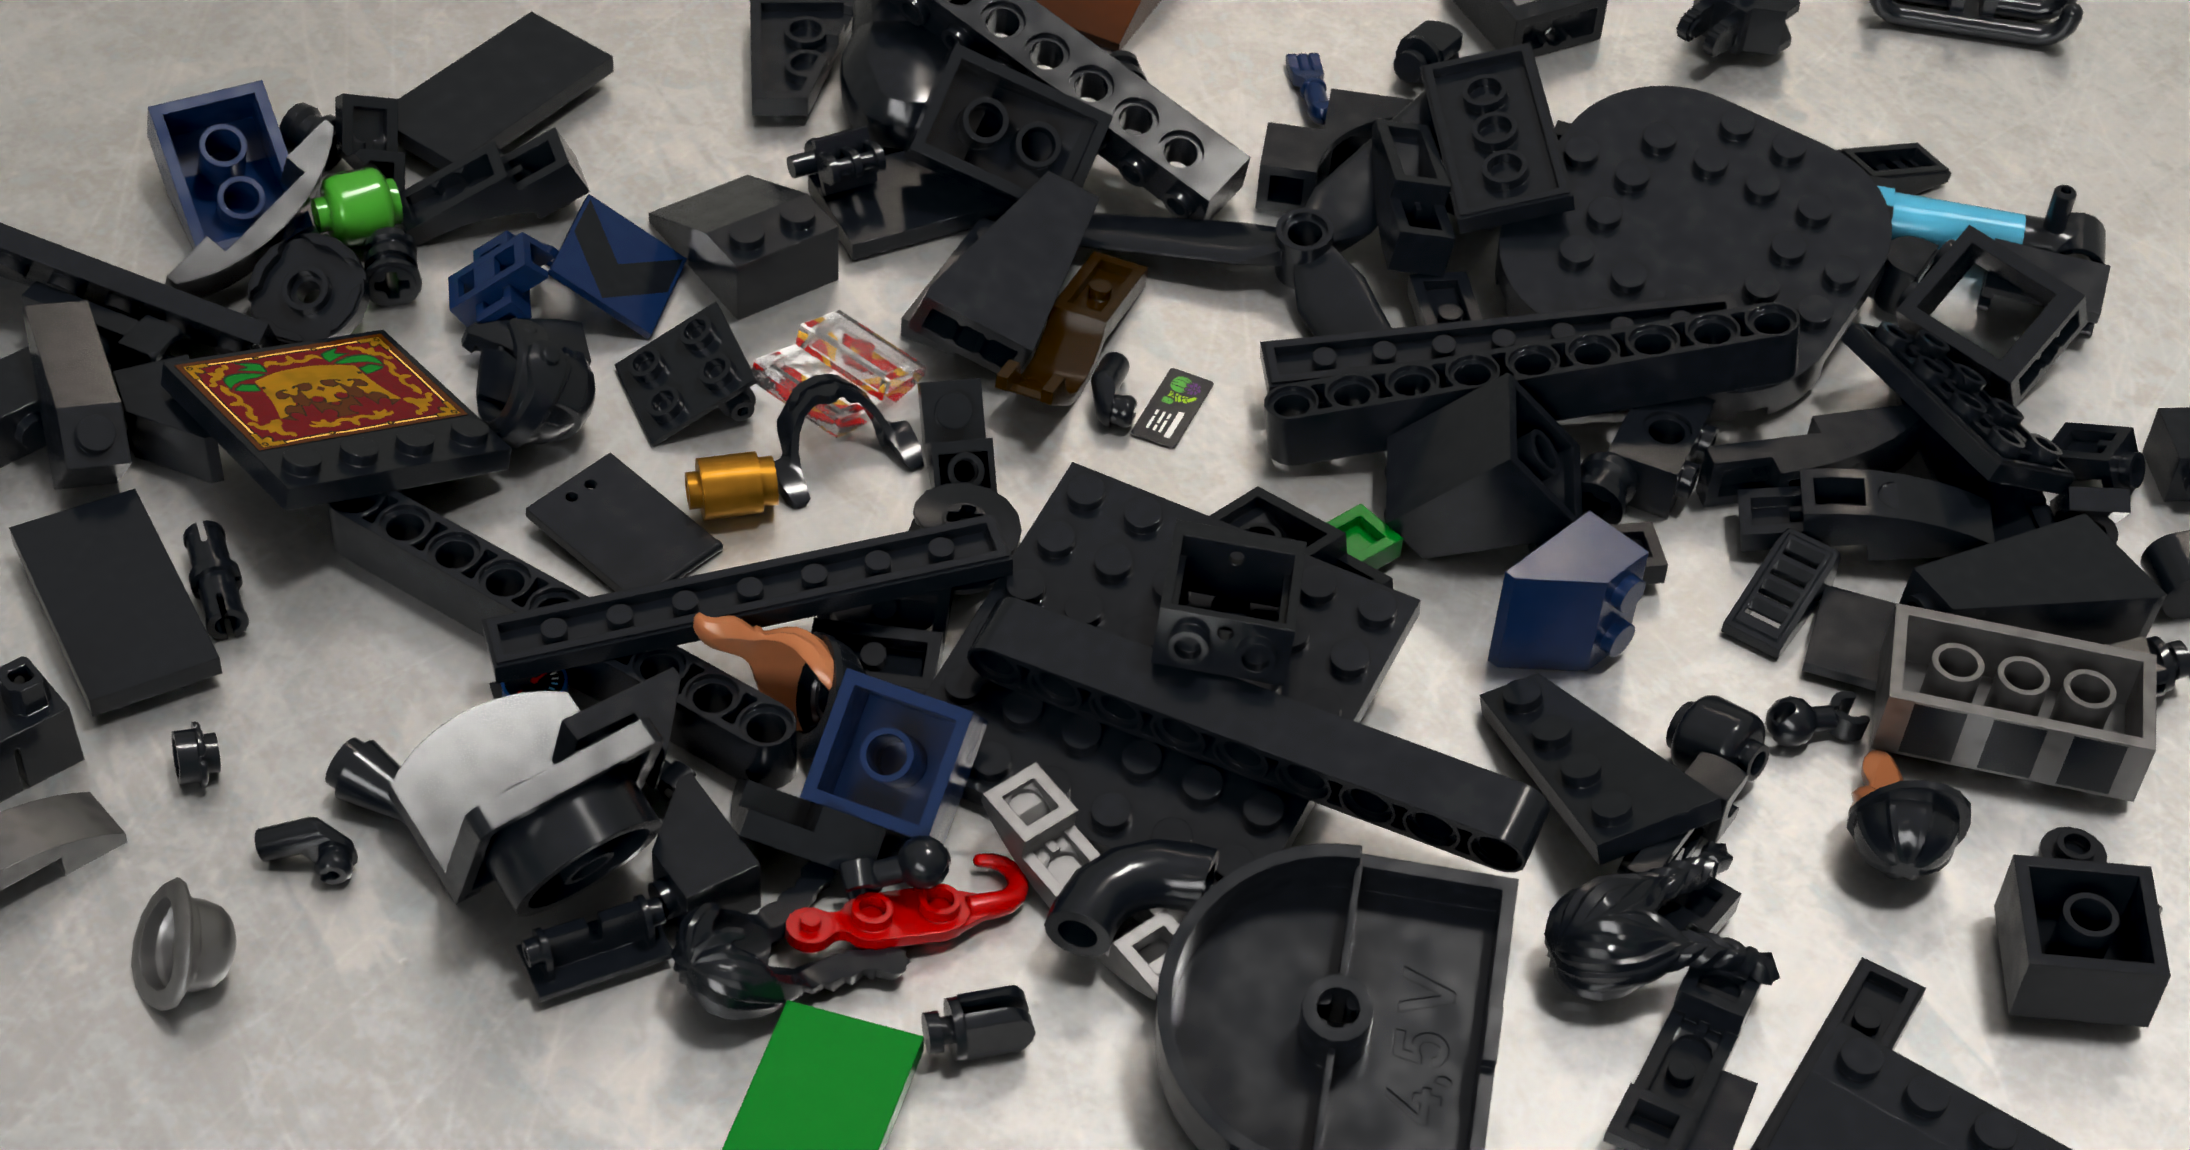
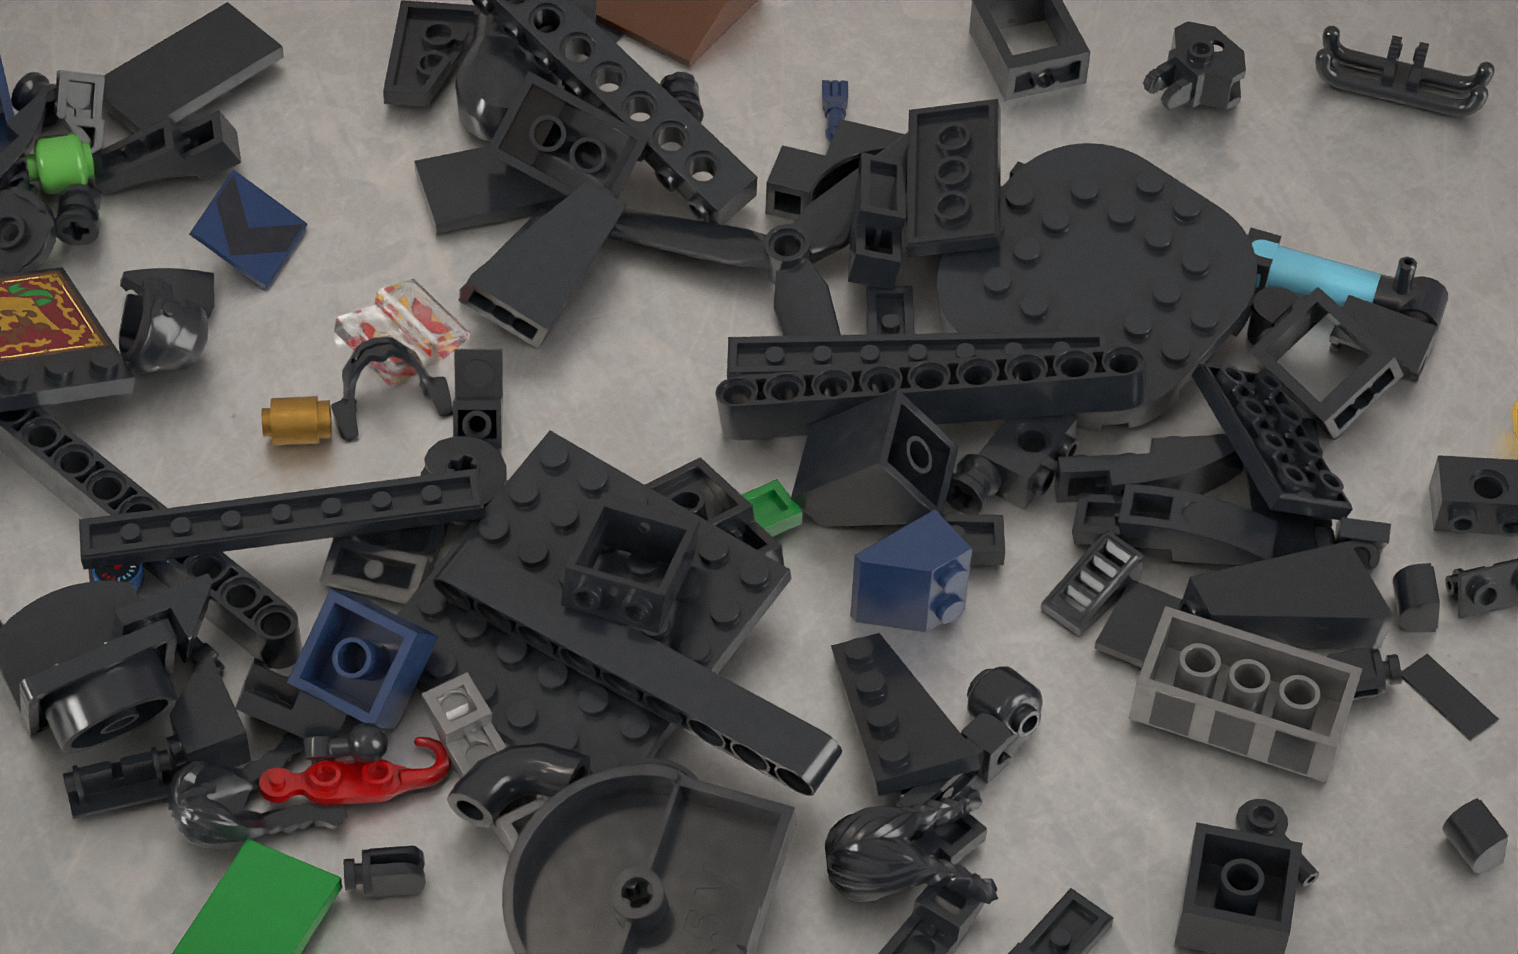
camera: 10 degrees right, 5 degrees up
(501, 268) = (154, 236): dark blue piece -> none
(622, 527) = (211, 448): black container -> none
(689, 375) = (284, 325): black hinge -> none
(753, 242) = (358, 215): black slope -> none
(787, 666) = (301, 572): nougat piece -> none
(841, 159) = (437, 151): black arm -> none
(1076, 331) = (592, 313): dark brown piece -> none
(1106, 384) = (604, 361): black arm -> none
(1172, 408) = (656, 382): black sticker -> none
(1426, 45) = (935, 86): black arm -> none
(1795, 721) = (1072, 690): black arm -> none
(1905, 825) = (1126, 787): black piece -> none
(1906, 163) = (1278, 216): black slope -> none
(2102, 454) = (1384, 489): black bracket -> none

